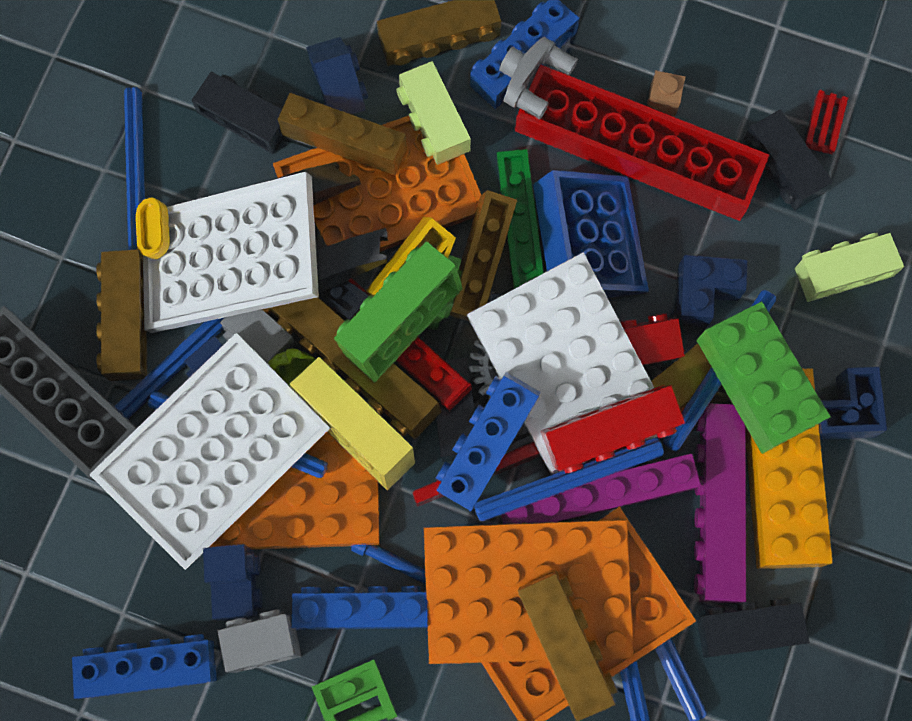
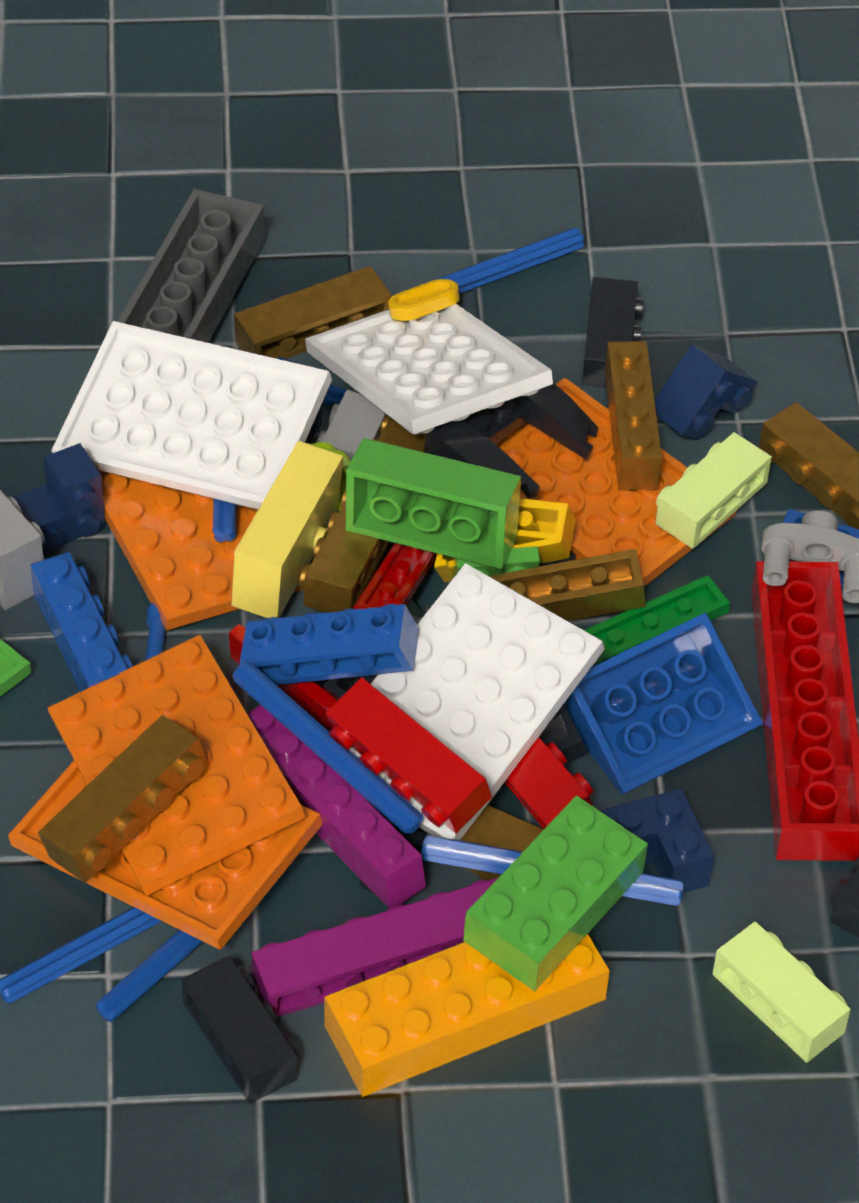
camera: 65 degrees right, 25 degrees down
(859, 406) = (584, 1050): dark blue brick -> none

